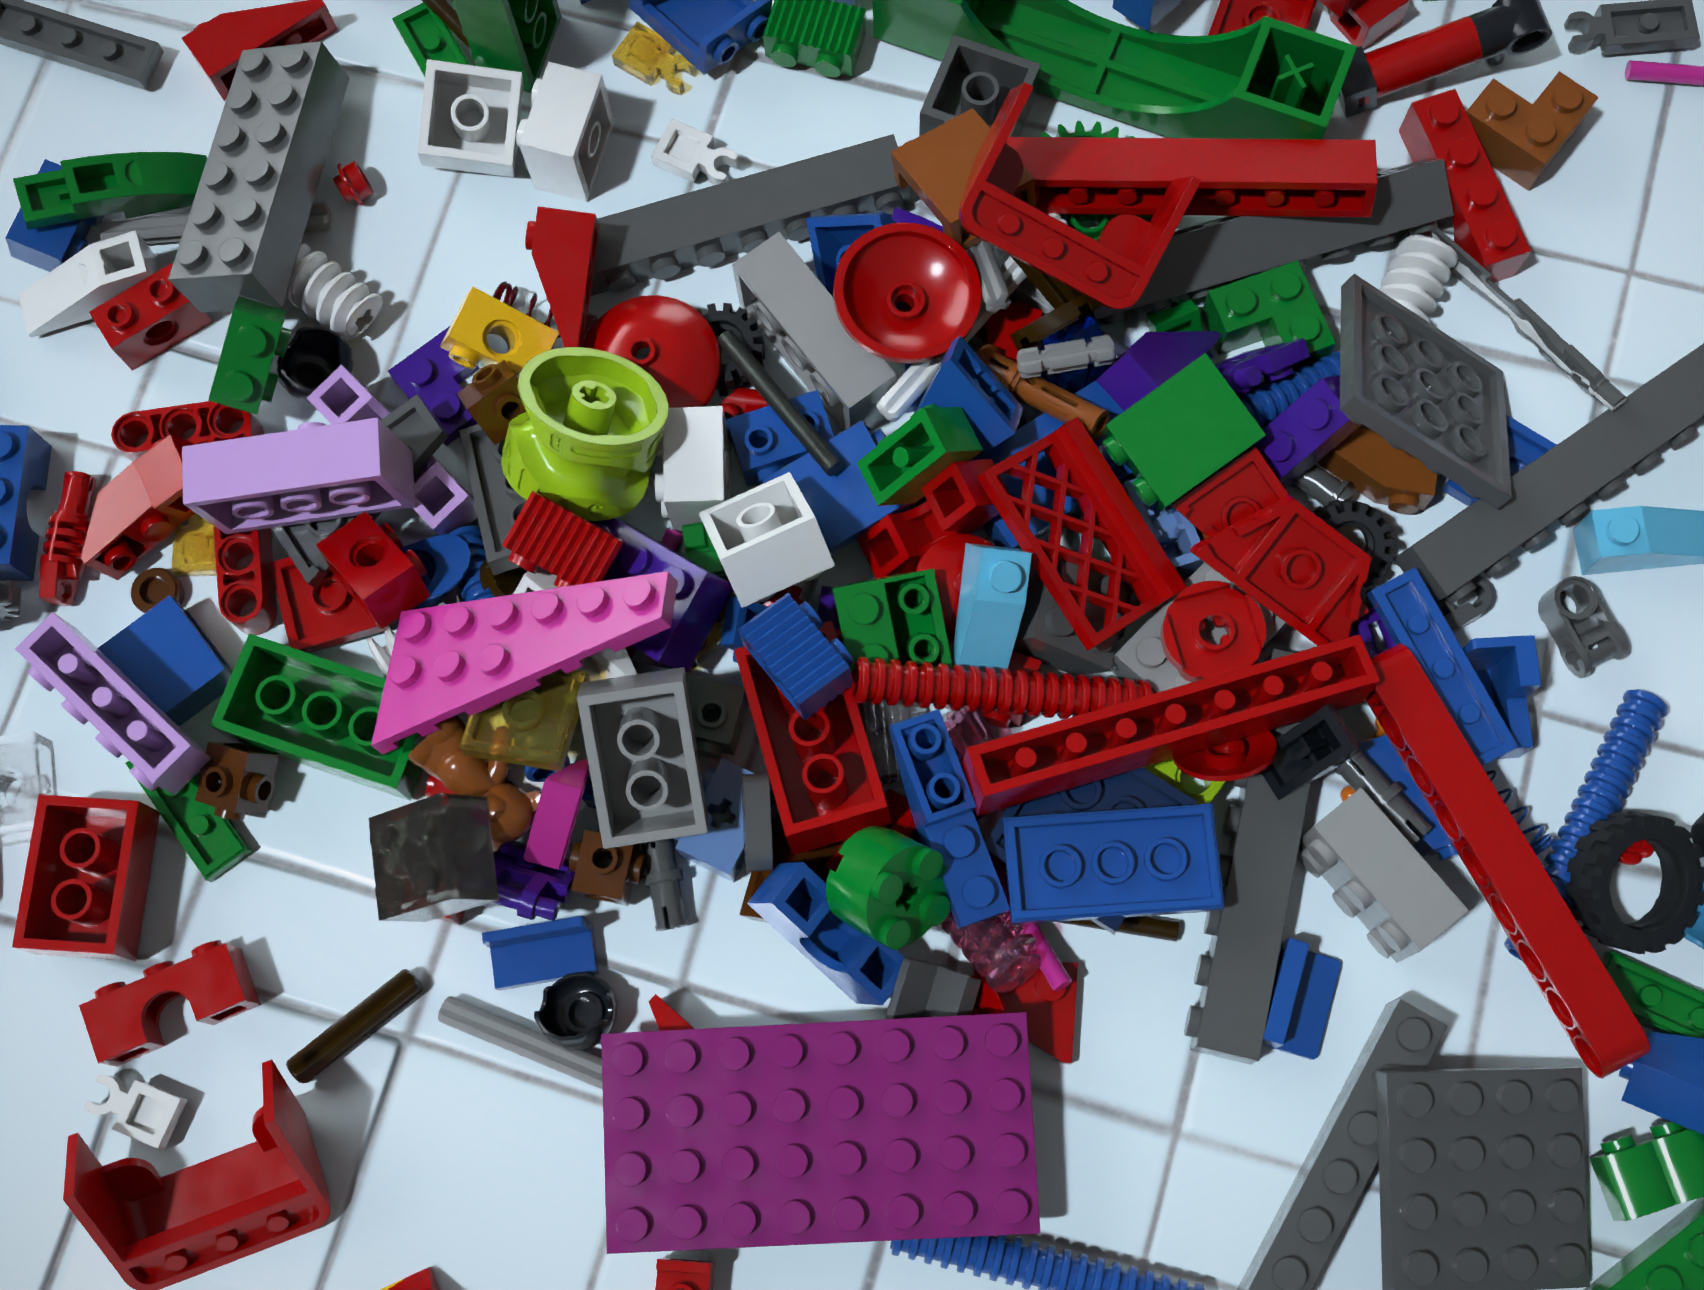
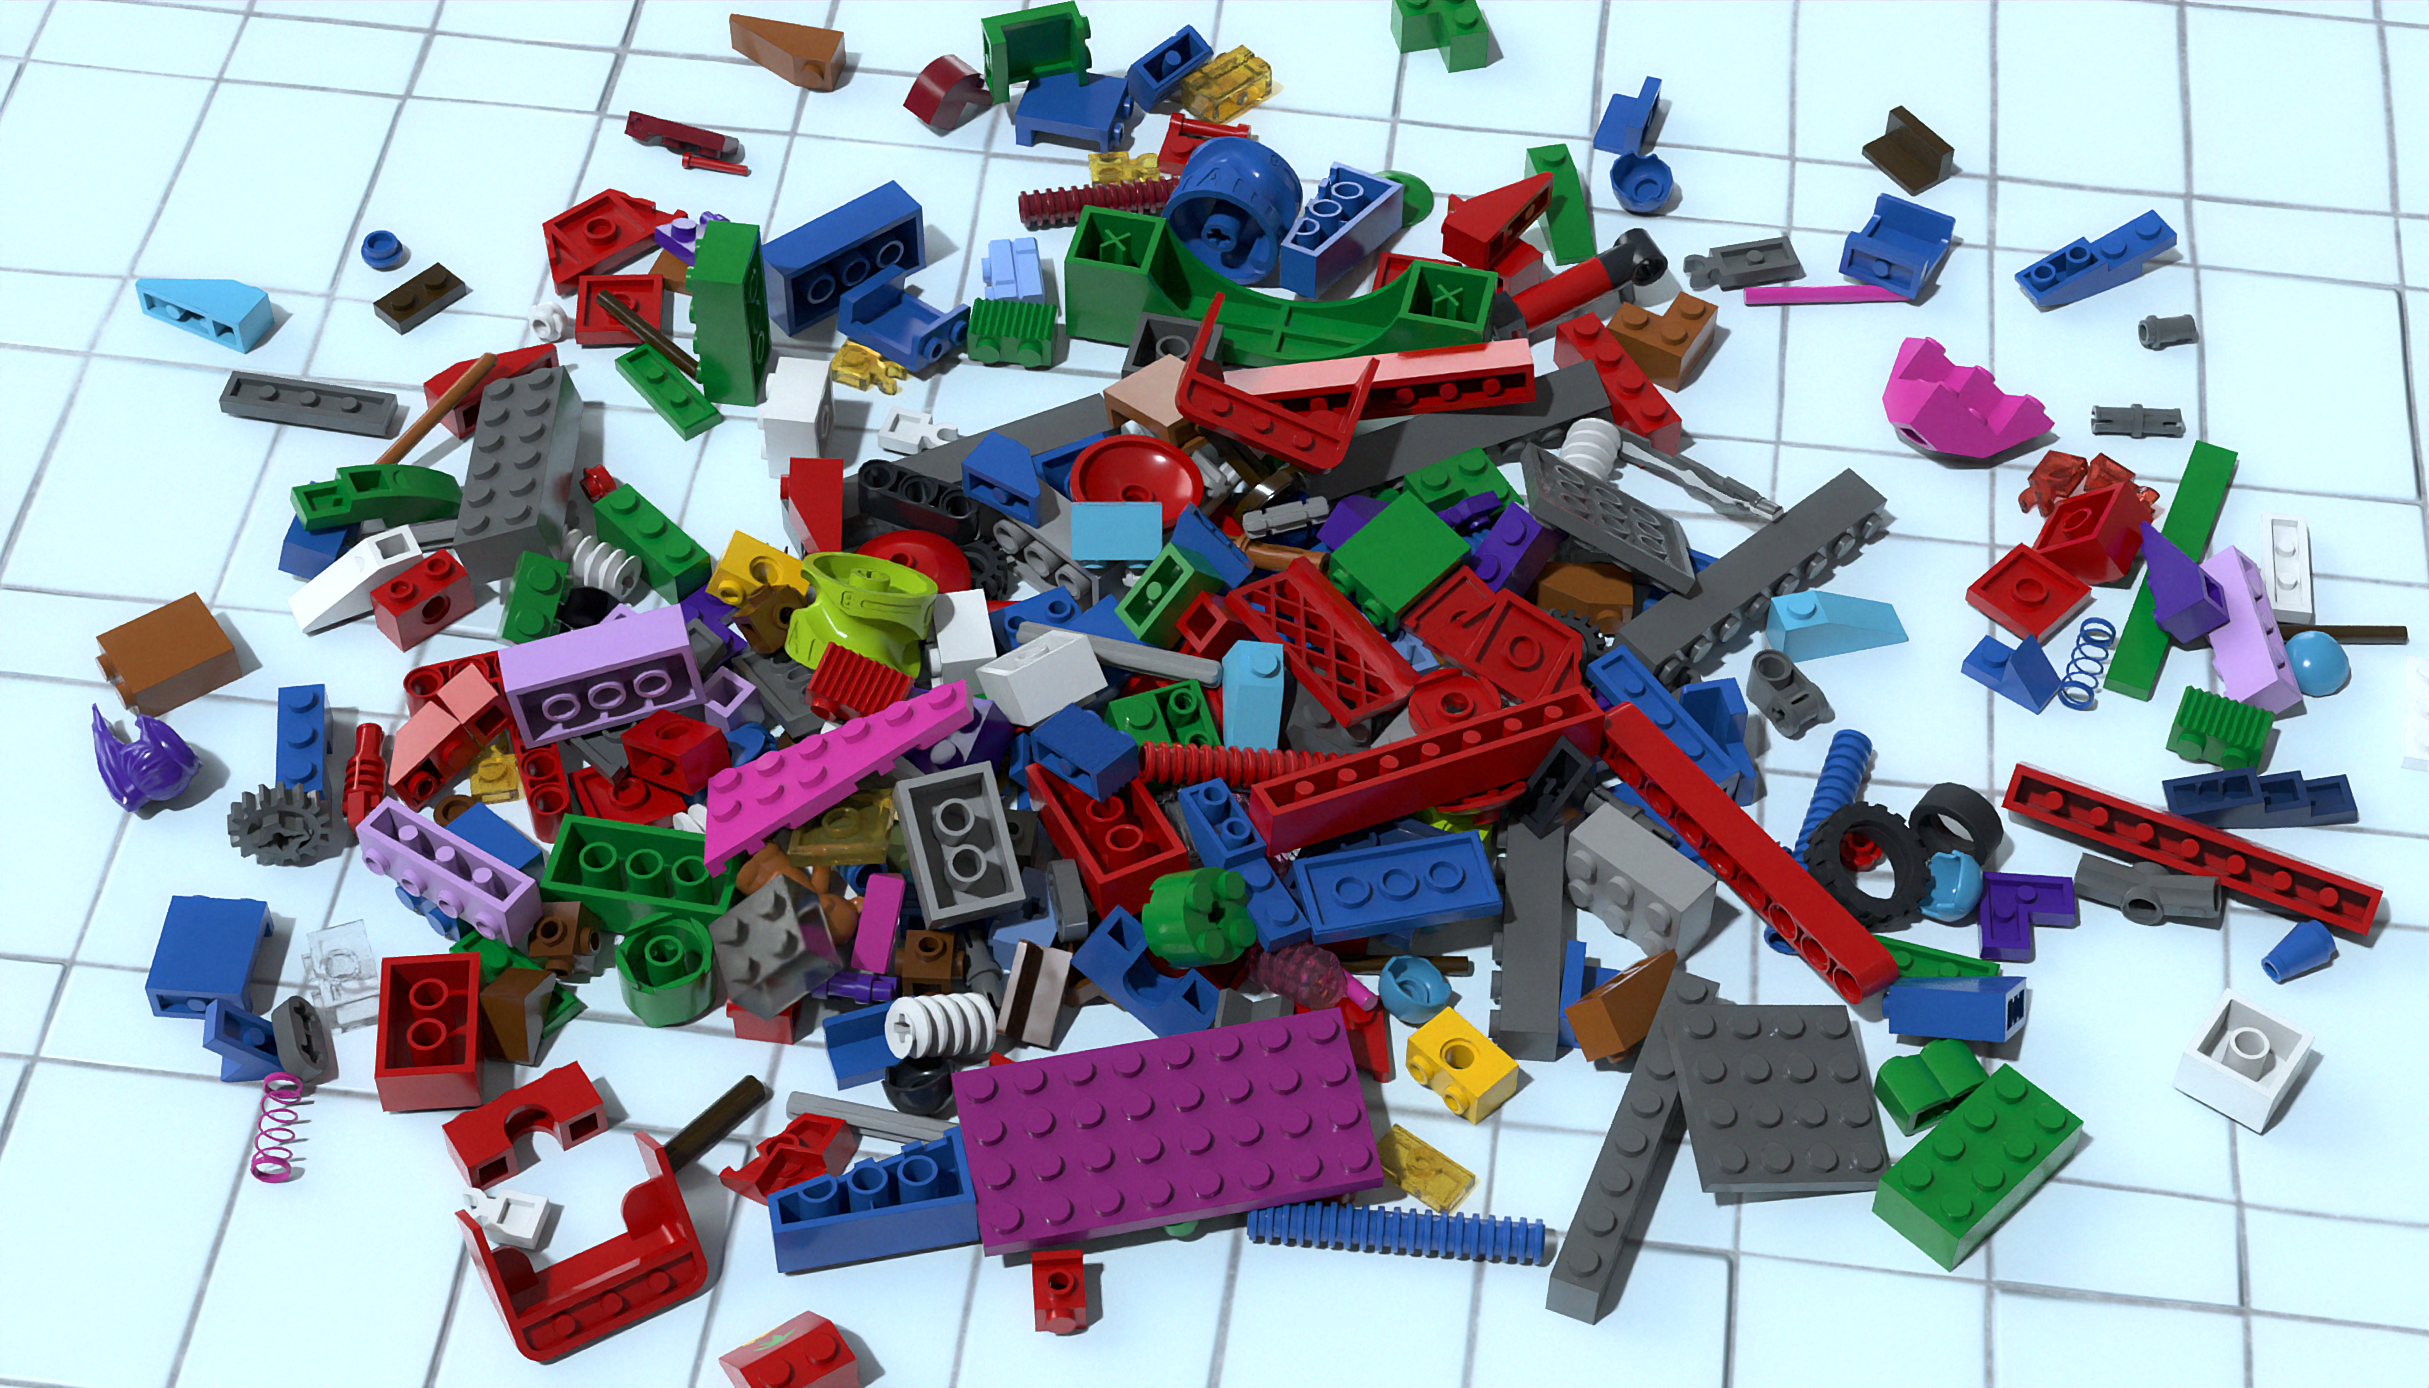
camera: 15 degrees left, 25 degrees down
(177, 860) = (515, 1014): none -> reddish brown slope
(179, 89) = (439, 409): none -> dark orange piece
(310, 821) = (666, 969): none -> green brick
(394, 274) = (670, 558): none -> green brick
(438, 1087) = (803, 1151): none -> red slope
(470, 118) = (708, 417): white brick -> none
(509, 1168) = (877, 1207): none -> blue wedge
(603, 950) = (940, 1025): none -> white piece
(663, 248) = (917, 501): none -> black beam
(711, 920) = (1035, 994): none -> panel
(762, 266) = (1004, 478): none -> blue slope
(780, 403) = (1032, 591): pearl dark grey bar -> none
(862, 512) = (1138, 657): none -> light grey axle
(872, 364) = (1116, 533): none -> medium azure brick
(1086, 1189) = (1423, 1170): none -> clear yellow plate
(1114, 966) = (1412, 989): none -> dark azure hair
(1177, 1085) = (1452, 1042): none -> yellow brick
(1336, 1026) = (1621, 1009): none -> dark orange slope

